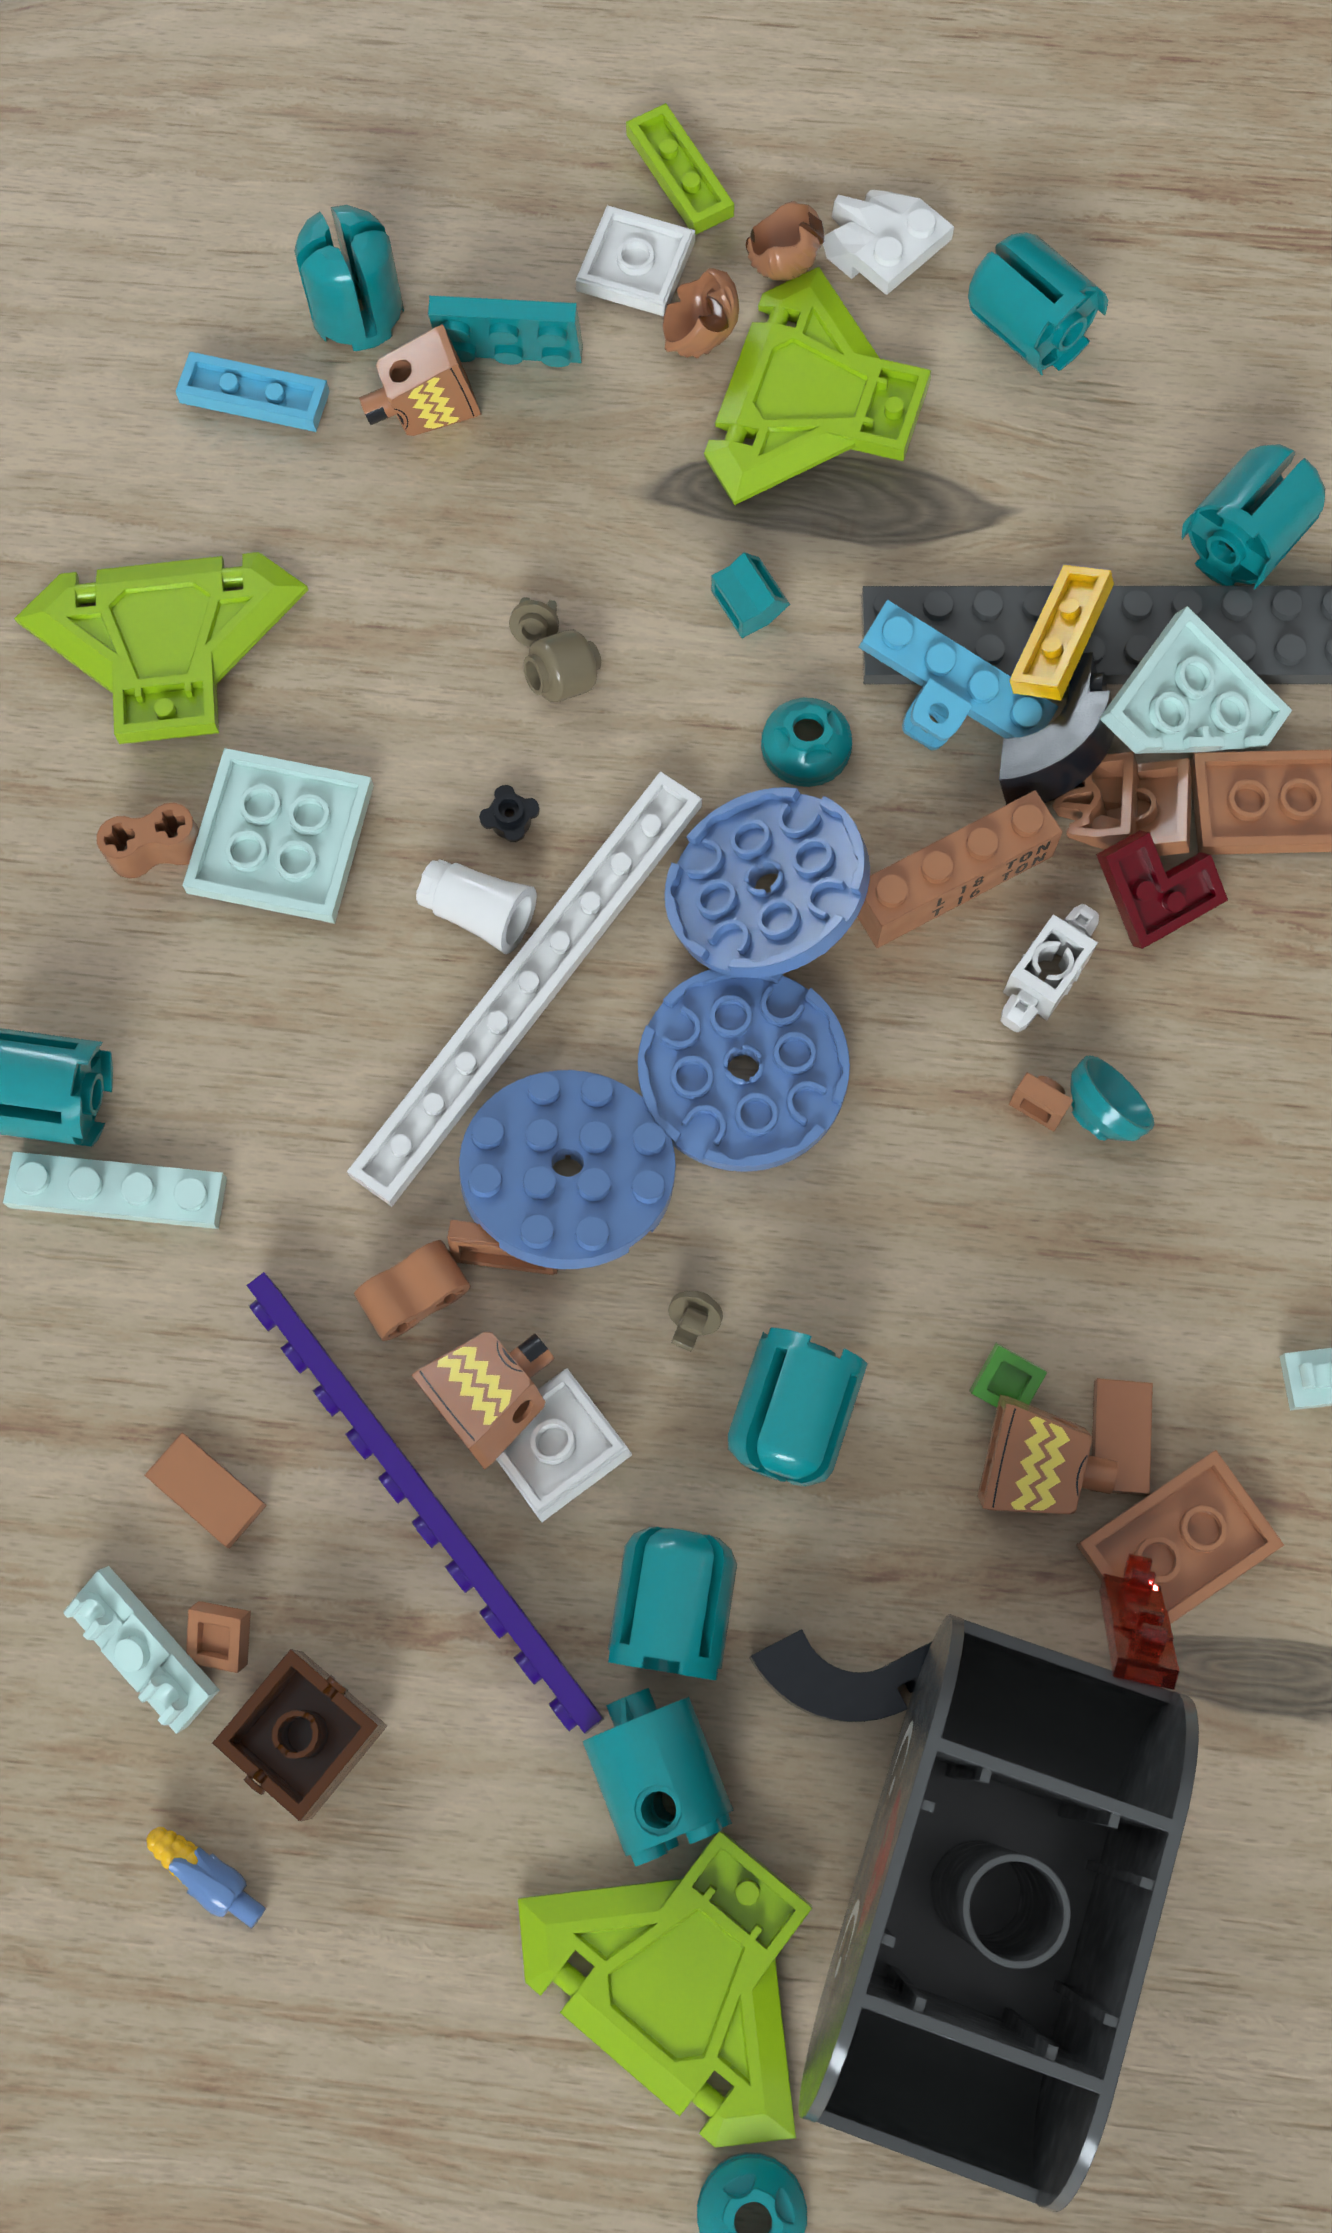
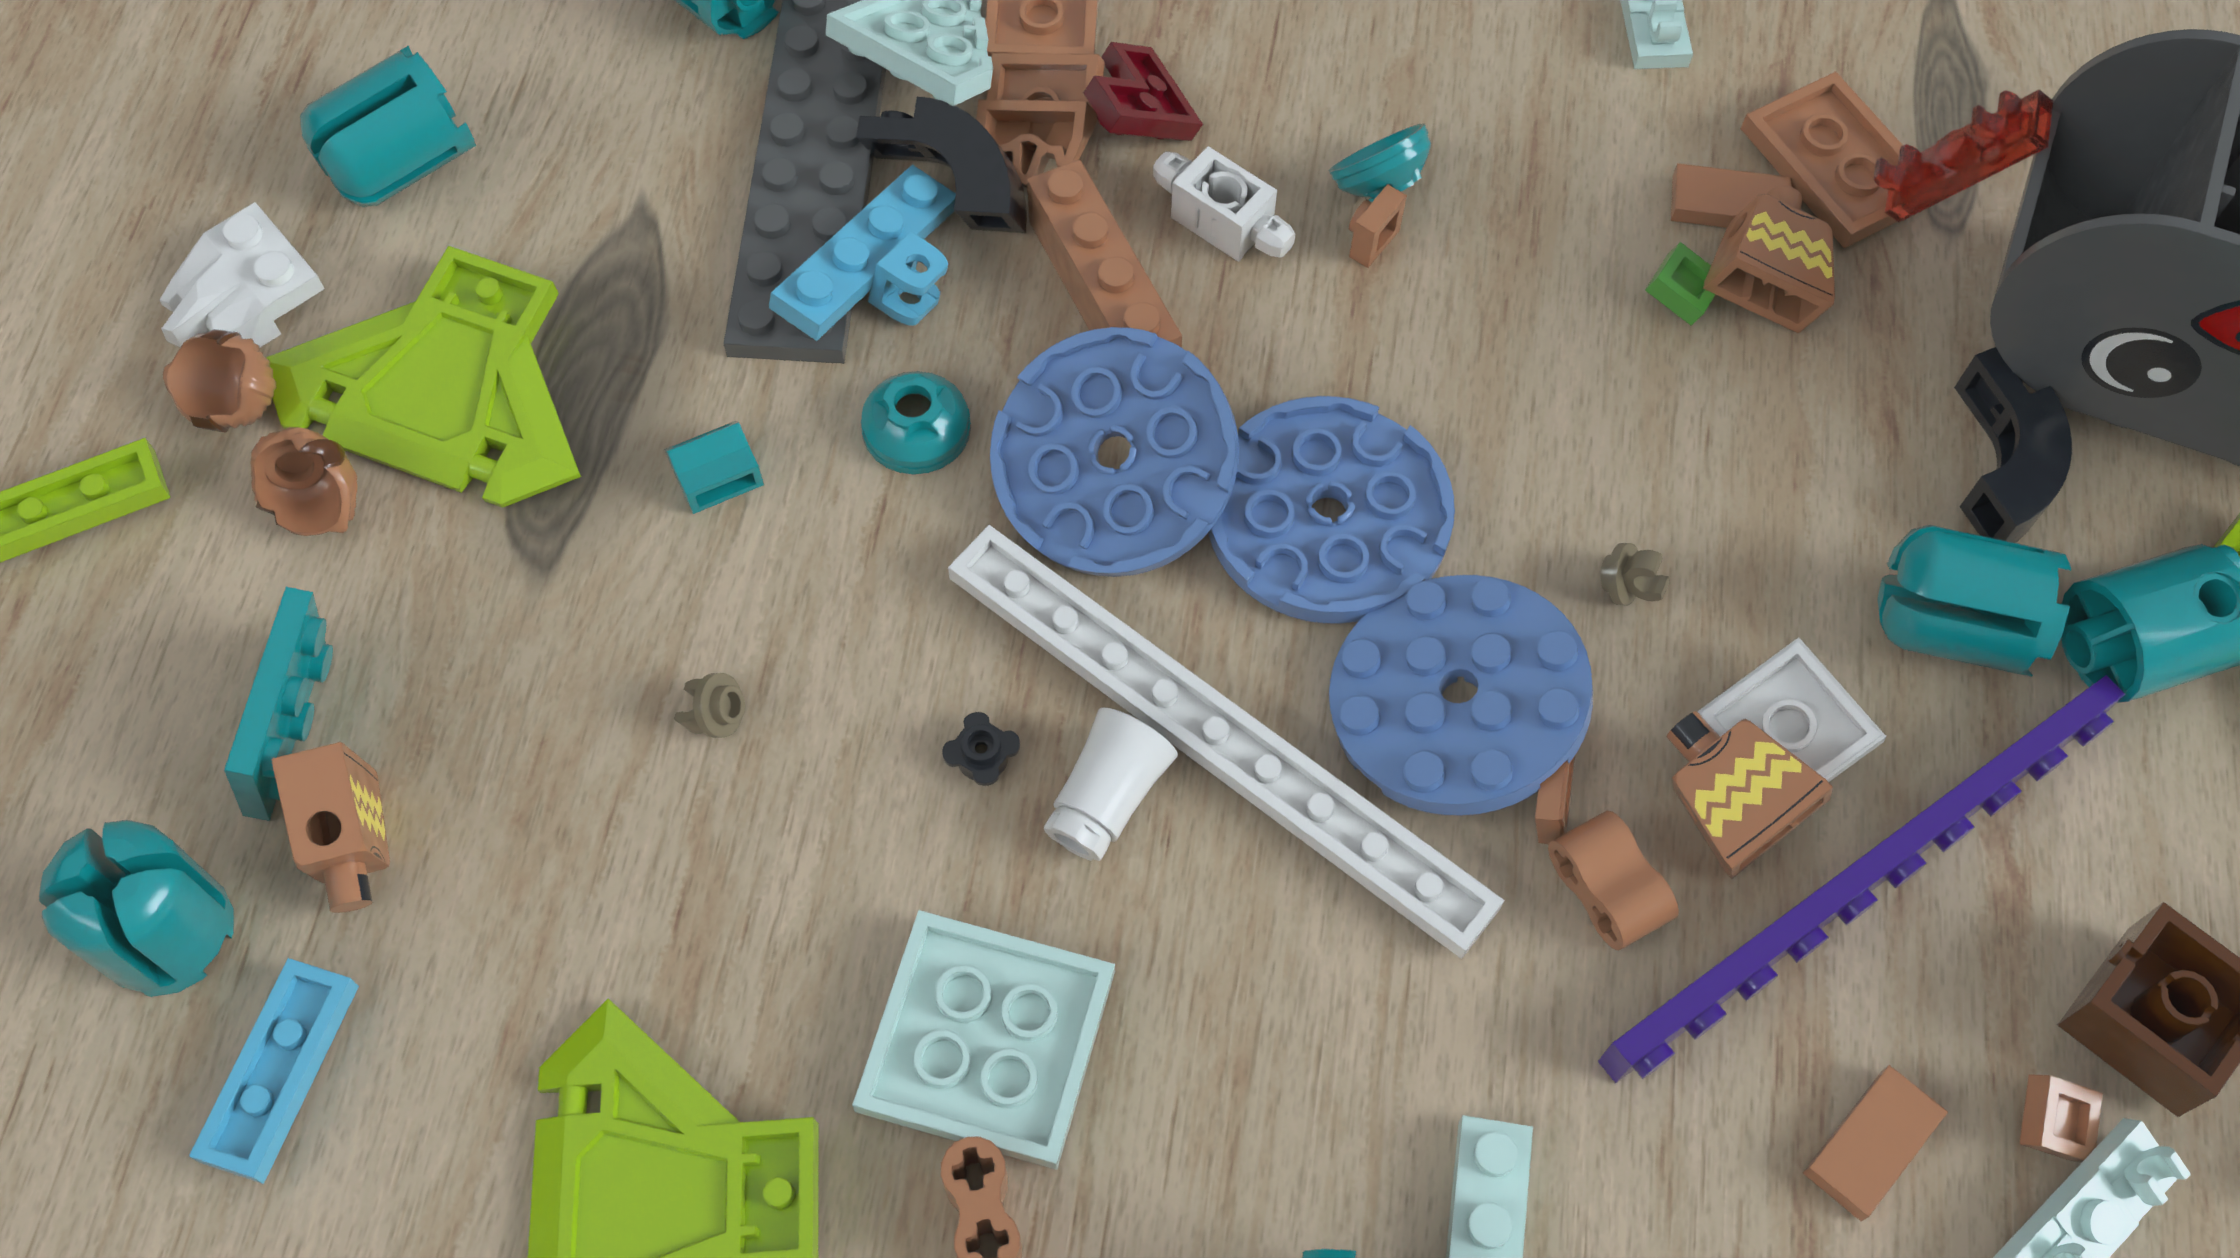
camera: 90 degrees left, 10 degrees down
(562, 665) = (785, 673): dark tan head -> none
(635, 260) = (193, 563): white plate -> none
(795, 1408) = (1757, 437): teal cylinder -> none
(1062, 632) = (834, 136): yellow plate -> none

